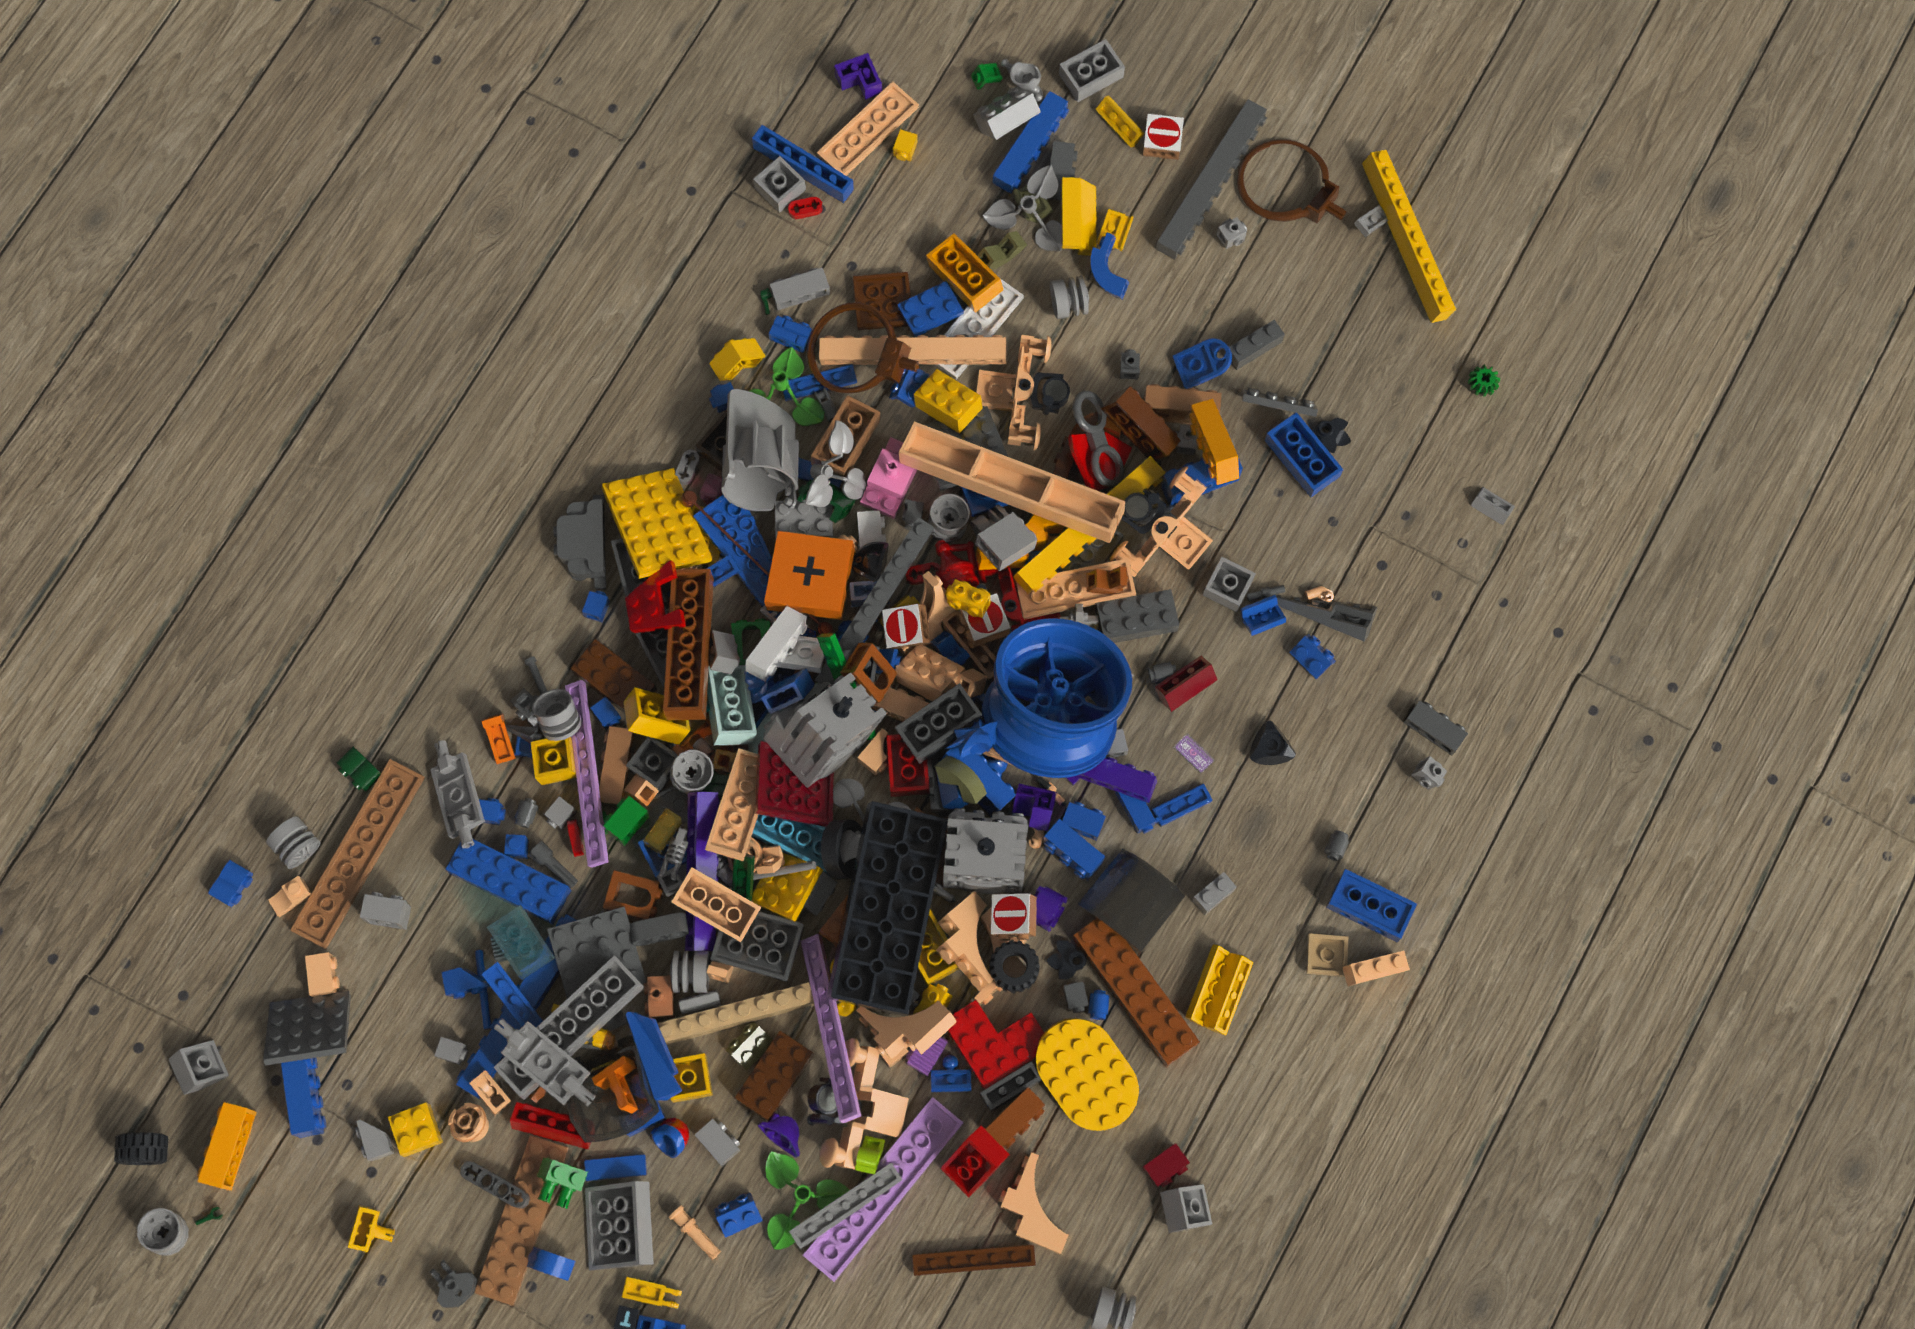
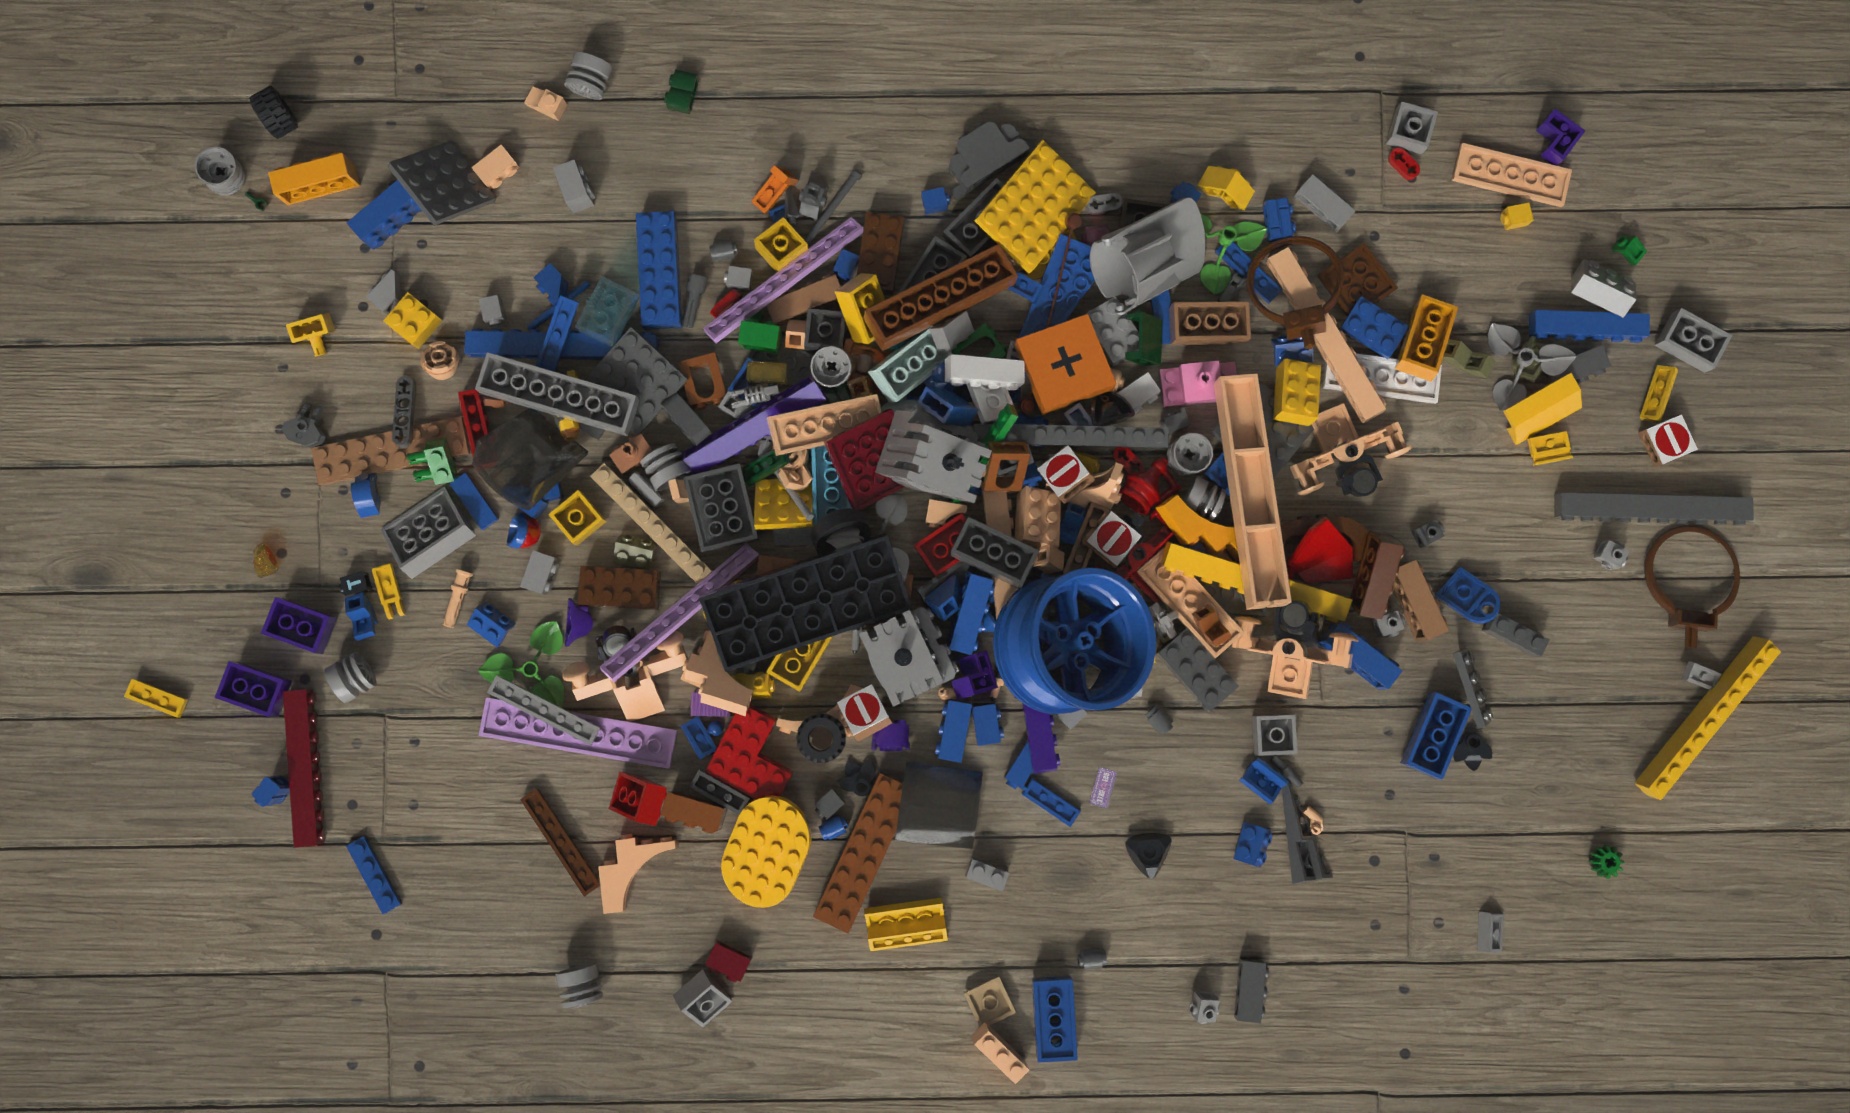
camera: 60 degrees right, 10 degrees up
(198, 1067) = (367, 116): light grey slope -> none
(231, 883) = (528, 48): blue brick -> none
(357, 854) = (612, 134): medium nougat plate -> none
(456, 794) = (704, 184): light grey plate -> none
(490, 1093) = (472, 362): light nougat arch -> none
(492, 811) = (707, 220): blue brick -> none
(516, 846) = (690, 260): blue brick -> none
(545, 1062) = (512, 392): light grey plate -> none
(556, 714) = (816, 224): light grey wheel -> none
(614, 1078) = (535, 463): orange bracket -> none
(646, 604) = (954, 241): red wing -> none
(654, 1056) = (574, 479): blue wedge -> none
(716, 904) = (727, 455): light nougat brick -> none
(766, 294) = (1301, 177): dark green hand -> none
(803, 163) = (1443, 137): blue brick -> none
(820, 491) = (1142, 330): light grey plant -> none
(869, 1155) = (597, 705): lime plate -> none
(957, 773) = (957, 593): olive brick -> none
(962, 945) = (812, 682): light nougat arch -> none
(968, 598) = (1120, 512): yellow brick -> none
(975, 739) = (997, 592): blue hair -> none
(1006, 541) = (1193, 517): light grey brick -> none
(1025, 76) = (1649, 284): light grey piece -> none
(1069, 297) = (1459, 443): light grey wheel -> none
(1097, 439) = (1339, 544): dark grey bar -> none
(1112, 284) = (1497, 466): blue arch -> none
(1186, 683) = (1161, 746): dark red brick -> none
(1214, 442) = (1396, 651): light orange brick -> none

